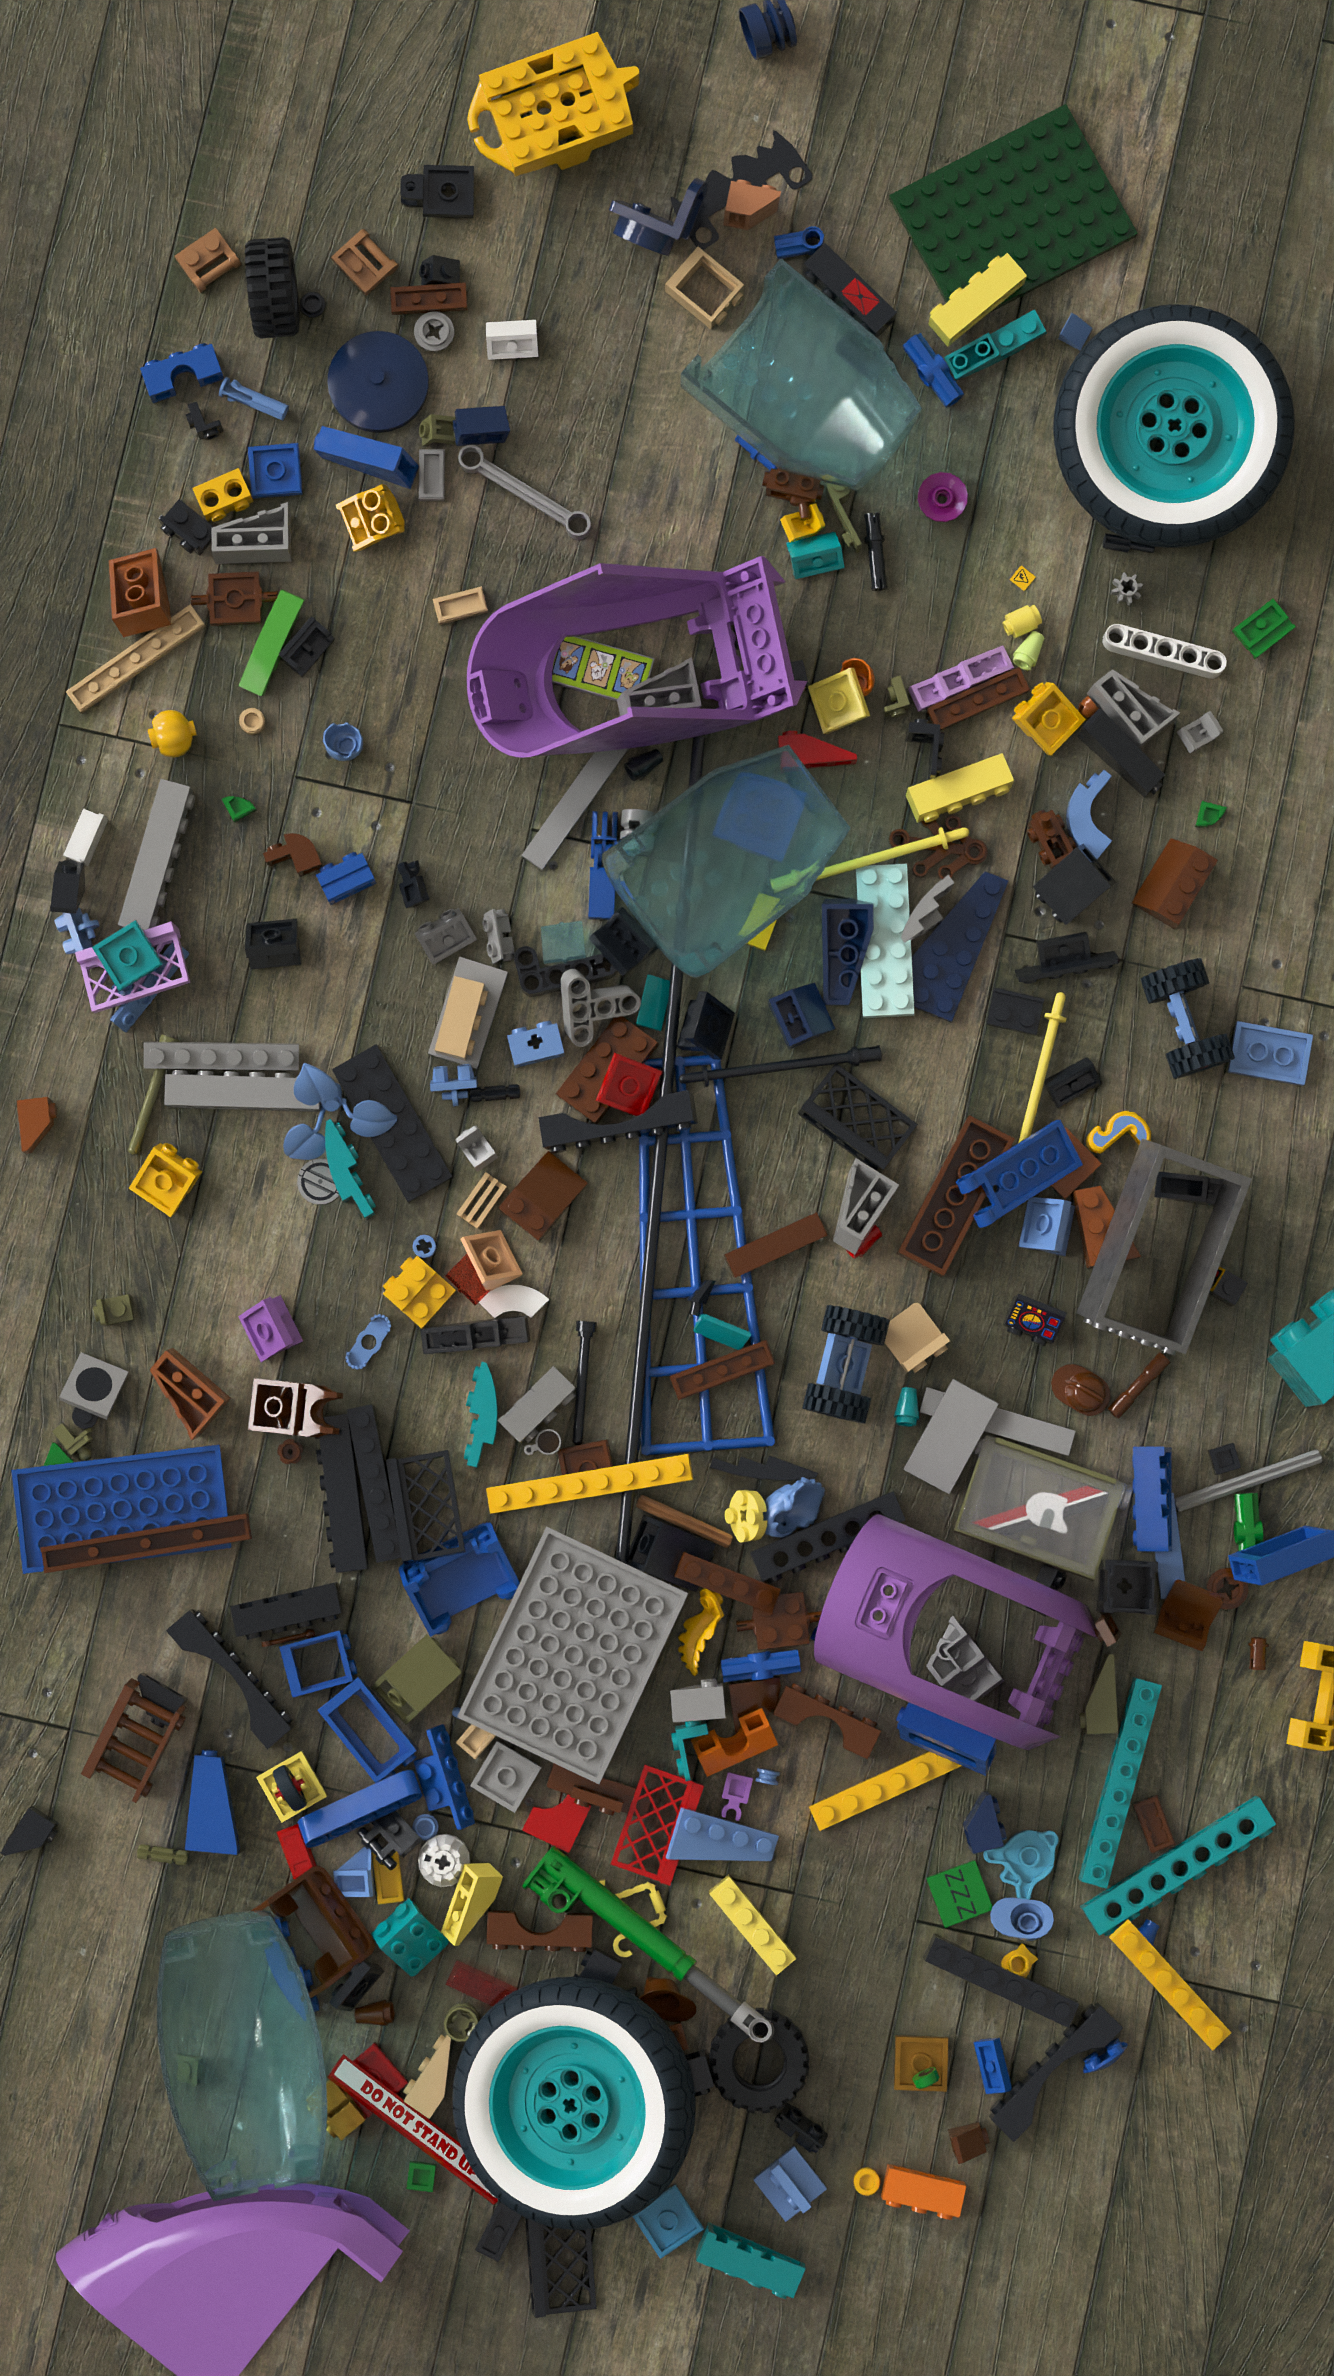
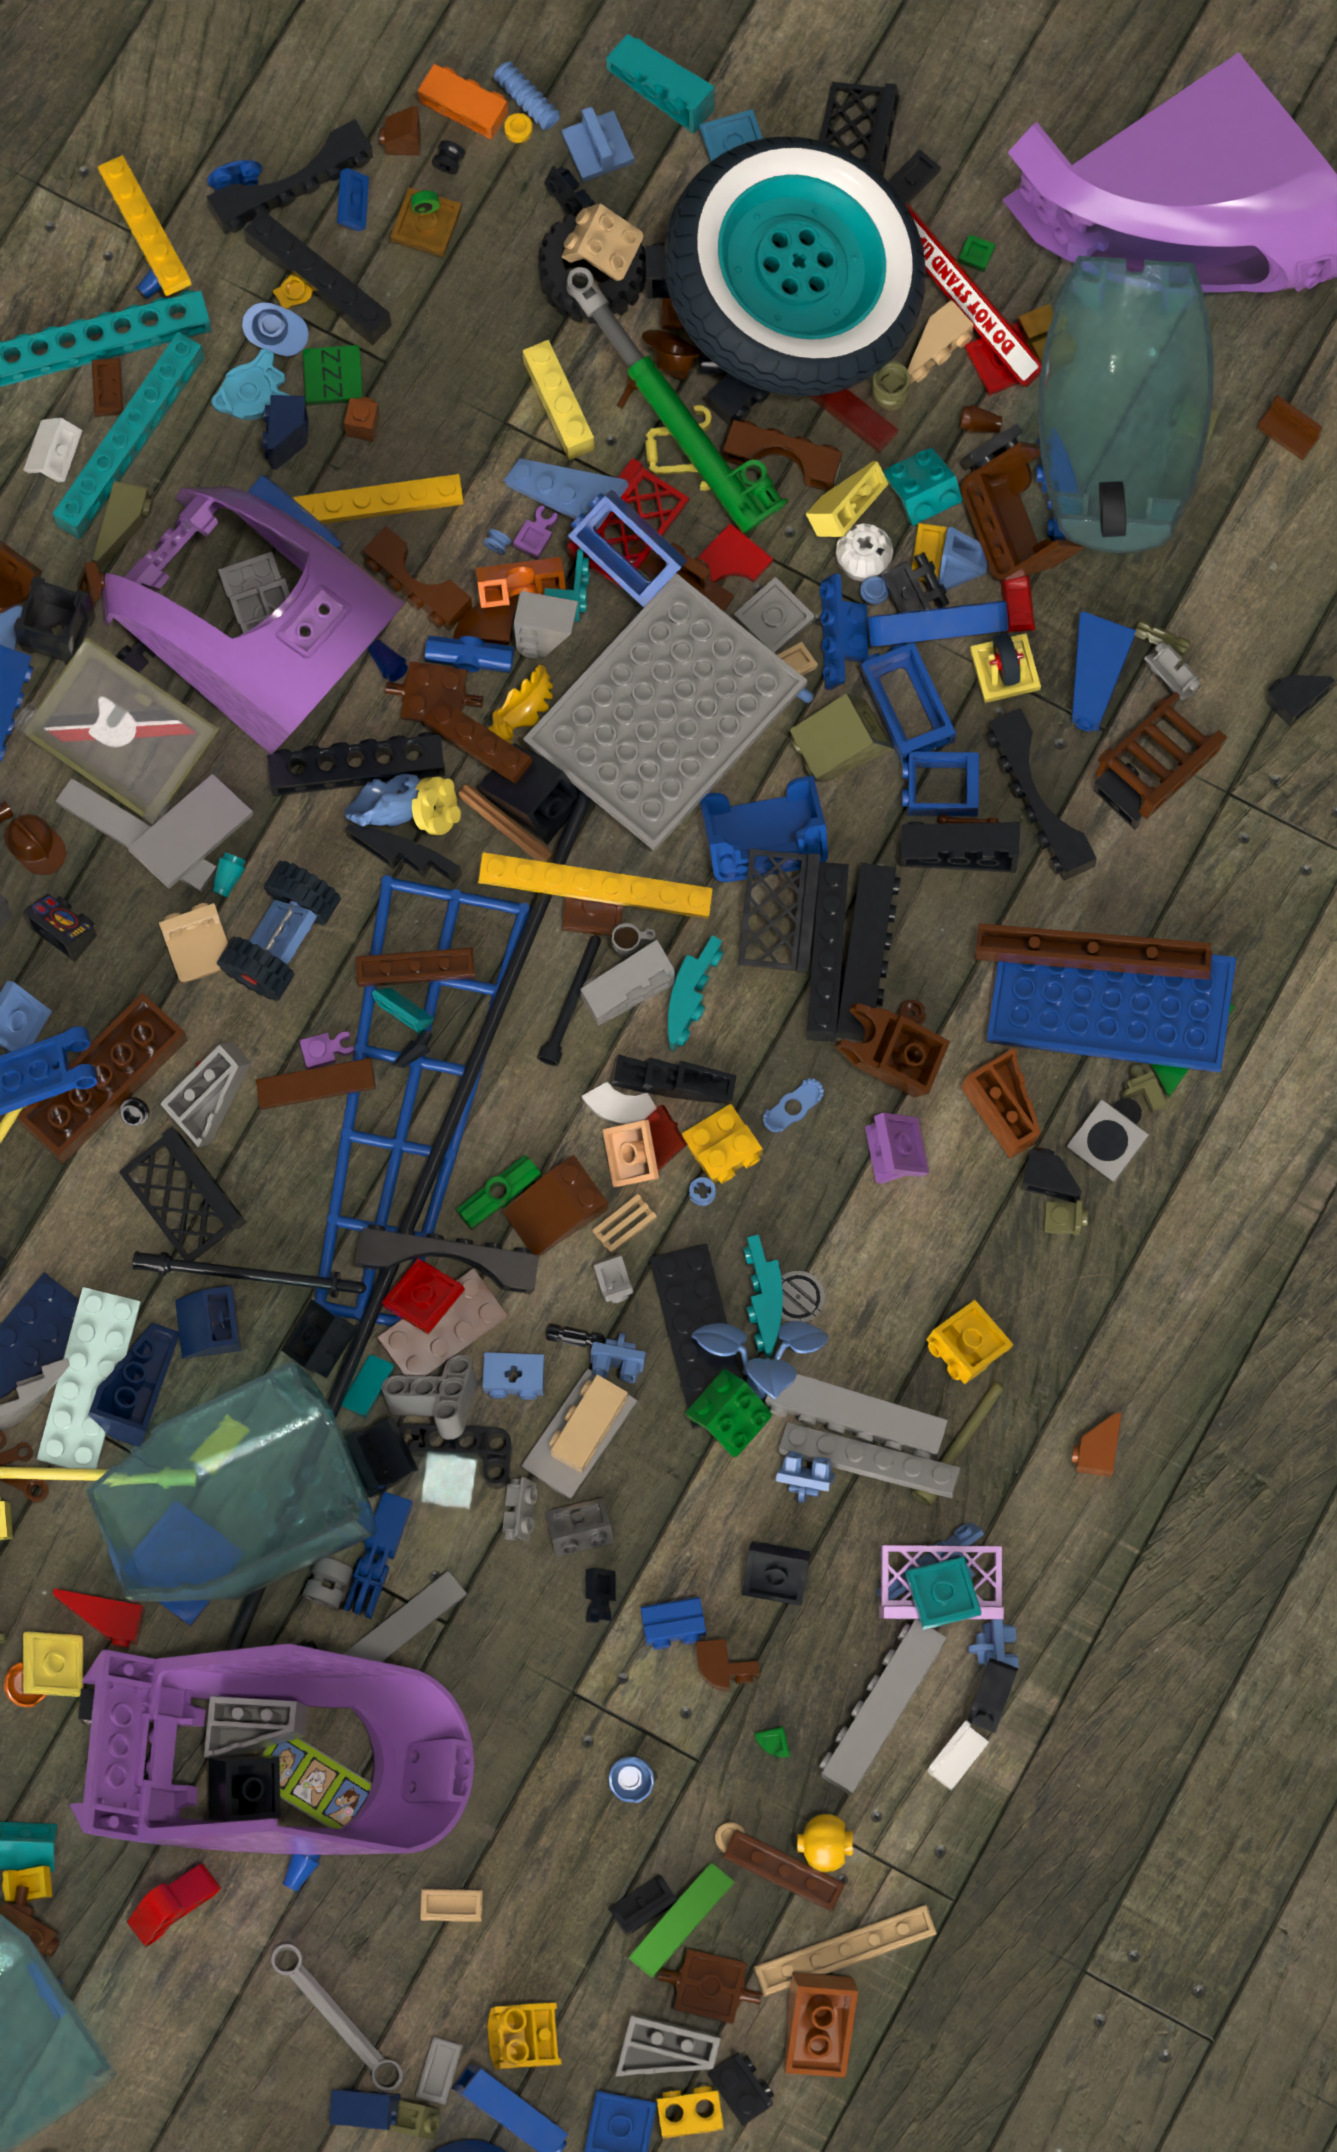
camera: 160 degrees left, 10 degrees down
(99, 2084) = (1290, 428): none -> reddish brown panel
(136, 1341) = (1049, 1176): none -> black slope
(153, 1829) = (1165, 663): none -> light grey hinge
(202, 705) = (783, 1870): none -> reddish brown tile
(220, 1930) = (1112, 509): none -> black tyre
(270, 1026) = (806, 1480): none -> medium blue hips
(349, 1061) = (730, 1412): none -> green bracket
(604, 1181) = (483, 1204): none -> green piece
(652, 644) = (244, 1788): none -> black slope
(655, 1778) = (611, 560): none -> blue piece
(685, 529) = (172, 1902): none -> red beam
(695, 1948) = (628, 390): none -> reddish brown hand
(752, 2077) = (603, 241): none -> tan bracket
(780, 1277) = (320, 1050): none -> medium lavender plate
(867, 2213) = (526, 95): none -> medium blue piece
(919, 2132) = (448, 157): none -> black wheel
(920, 1177) = (134, 1111): none -> black plate
(920, 1857) = (362, 418): none -> dark orange brick
(1182, 1752) = (53, 448): none -> white panel

